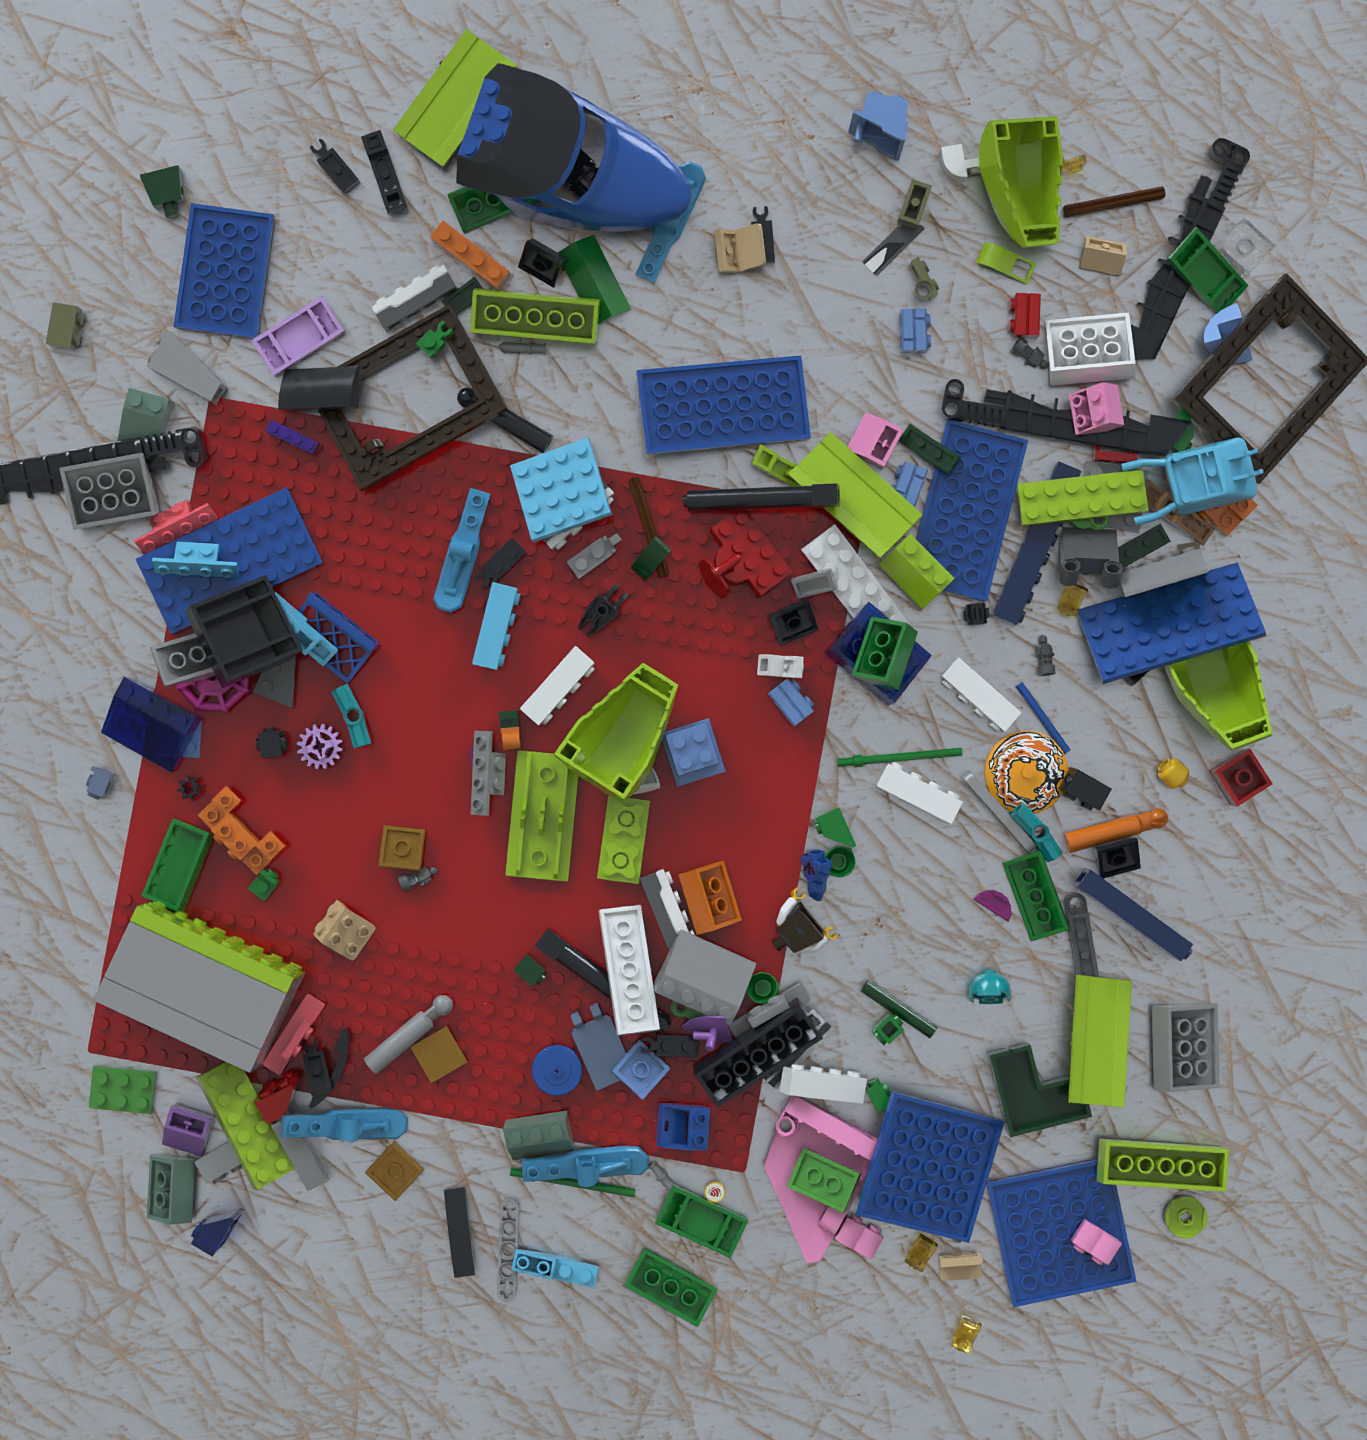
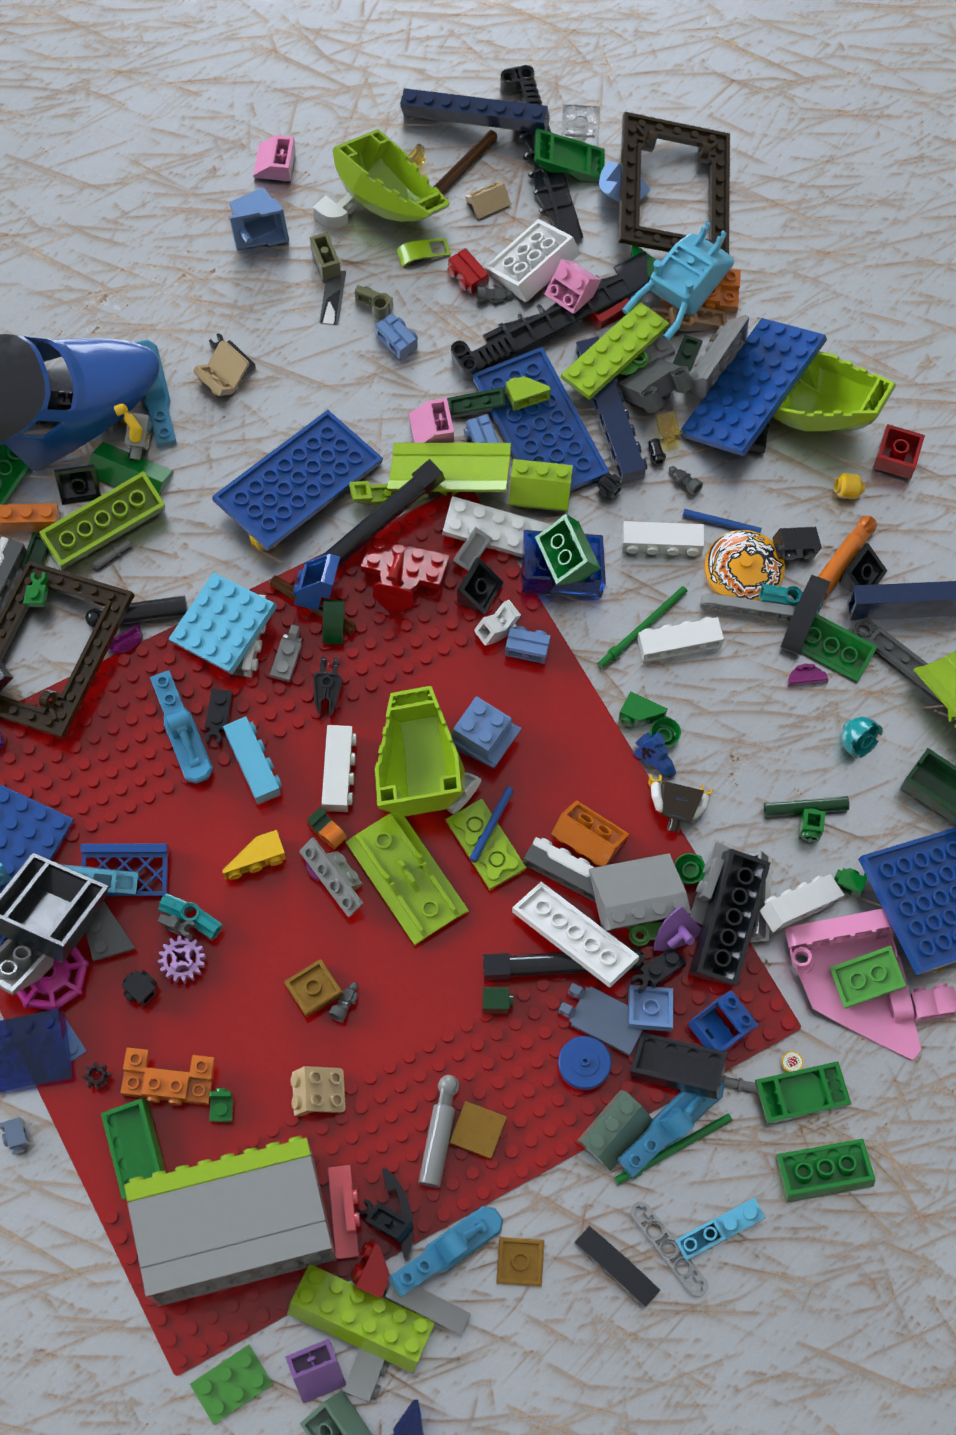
camera: 40 degrees left, 20 degrees down
(334, 714) = (174, 925): none -> dark grey plate
(444, 707) = (259, 853): none -> yellow slope
(479, 438) = (126, 640): none -> magenta tile
(625, 254) = (137, 432): none -> torso
(625, 1129) = (679, 1065): none -> black slope
(638, 830) = (491, 824): none -> blue bar
(662, 514) = (315, 581): none -> blue piece
(948, 68) = (275, 158): none -> bright pink slope
(975, 474) = (525, 392): none -> lime slope
(1036, 855) = (805, 614): none -> black slope
(1042, 613) = (658, 456): none -> black pin
(1160, 161) = (474, 110): none -> dark blue brick

